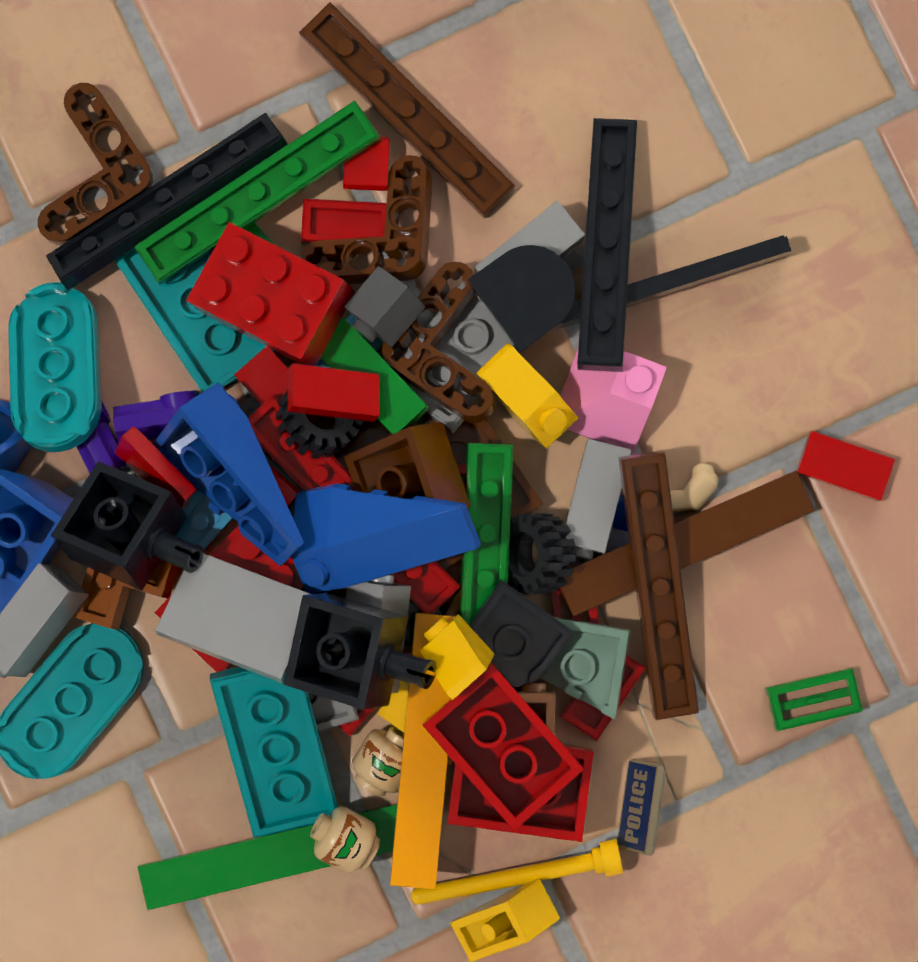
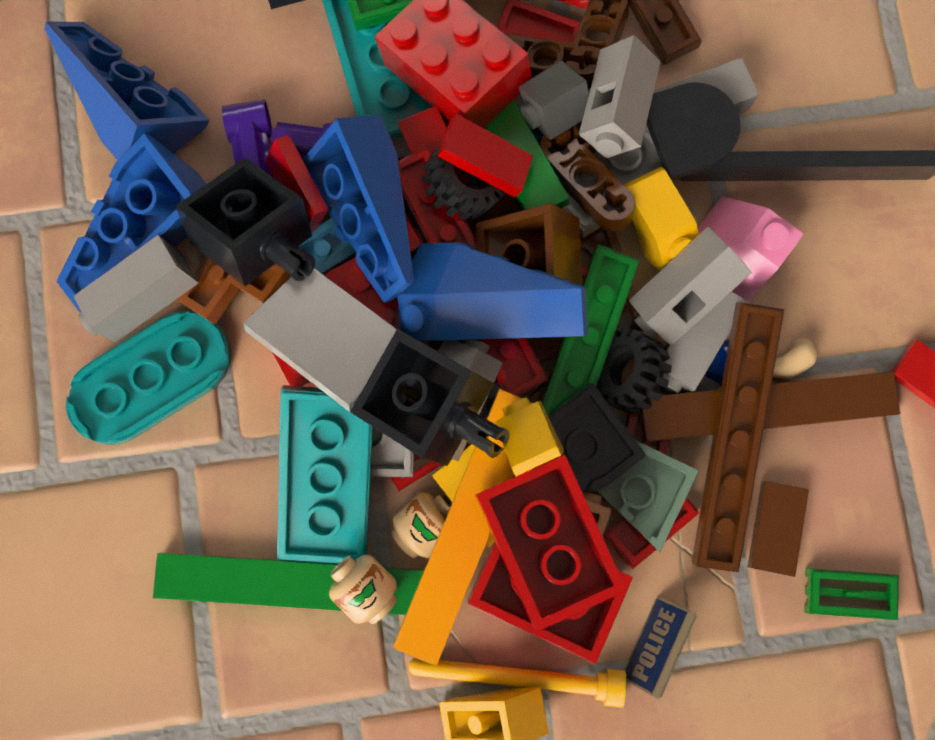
camera: 15 degrees right, 5 degrees down
(54, 368) = (235, 72): teal tile -> none
(446, 290) = (620, 97): none -> light grey brick
(568, 457) = (688, 287): none -> light grey brick
(607, 245) = (775, 115): black tile -> none
(726, 658) = (778, 528): none -> reddish brown tile

